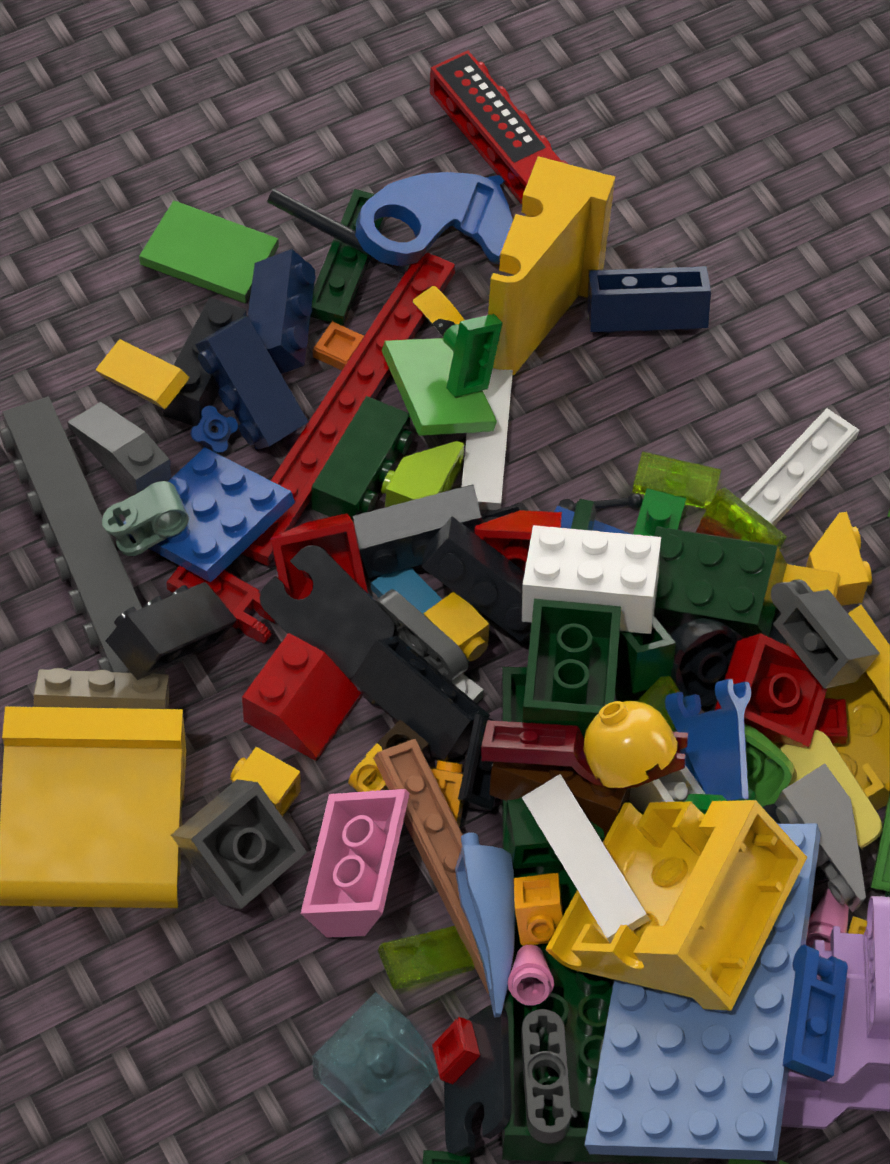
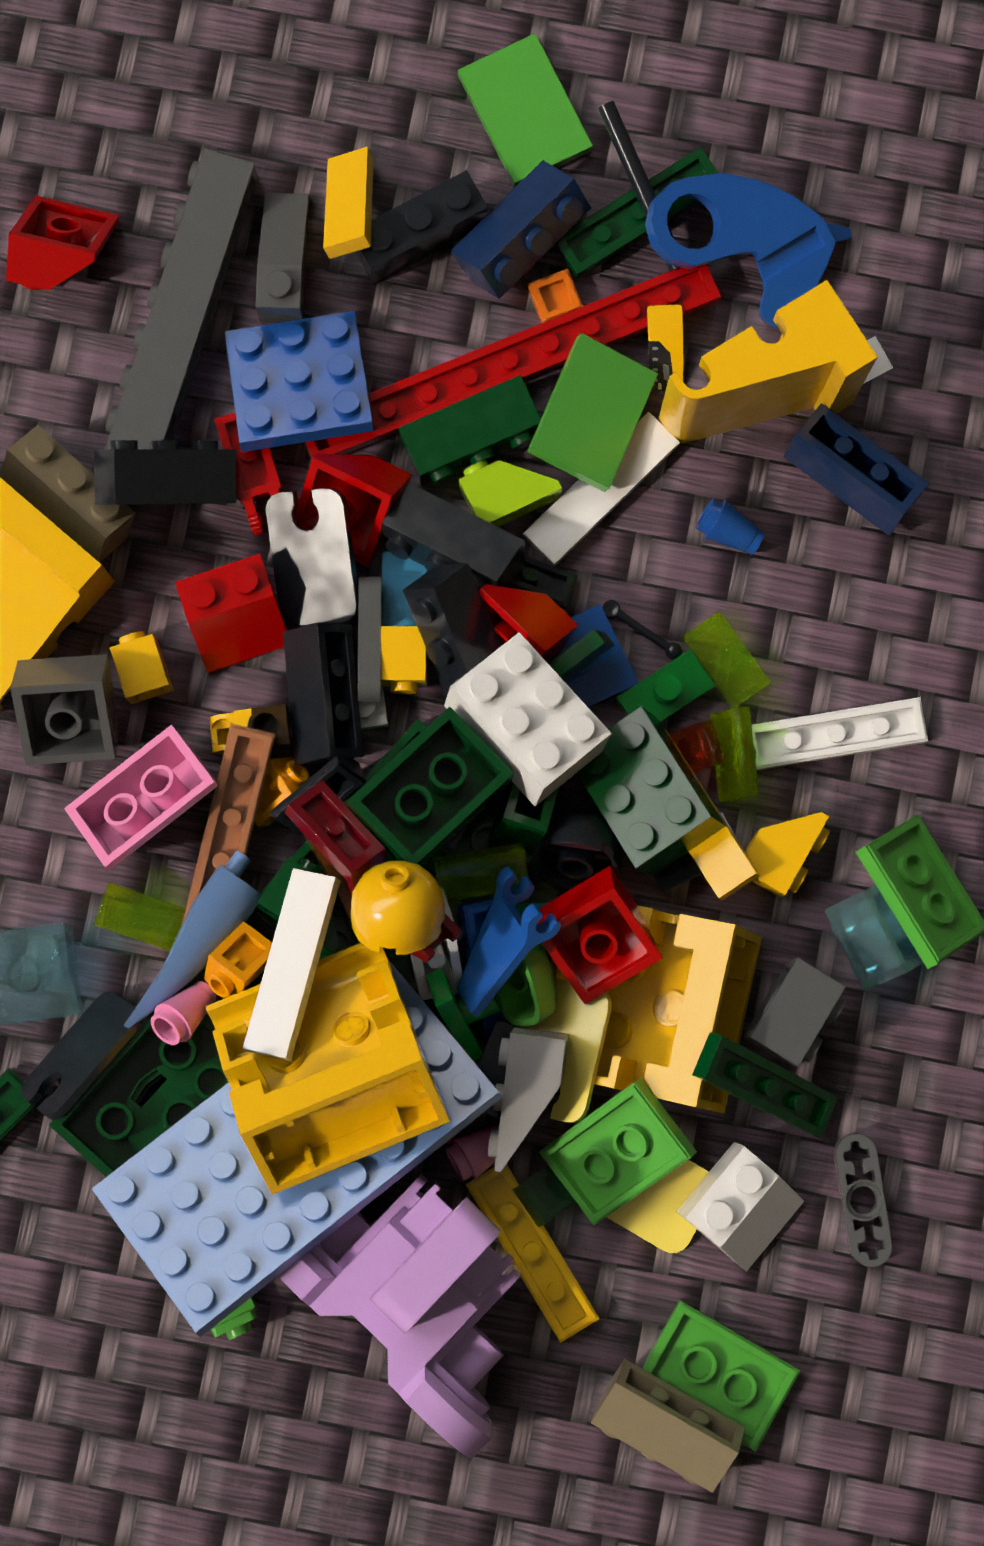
camera: 45 degrees right, 25 degrees up
(148, 517) = (230, 352): sand green piece -> none
(203, 434) = (378, 288): blue plate -> none
(250, 383) = (426, 287): dark blue brick -> none
(456, 1050) = (90, 1016): red tile -> none
(474, 353) = (630, 413): green tile -> none
(489, 119) = (884, 204): brick -> none
(535, 1092) = (86, 1127): dark grey beam -> none
(597, 396) = (729, 527): none -> blue cone
(815, 1014) = (337, 1250): blue plate -> none
(822, 633) = (670, 925): dark grey brick -> none
(833, 720) = (636, 991): red tile -> none

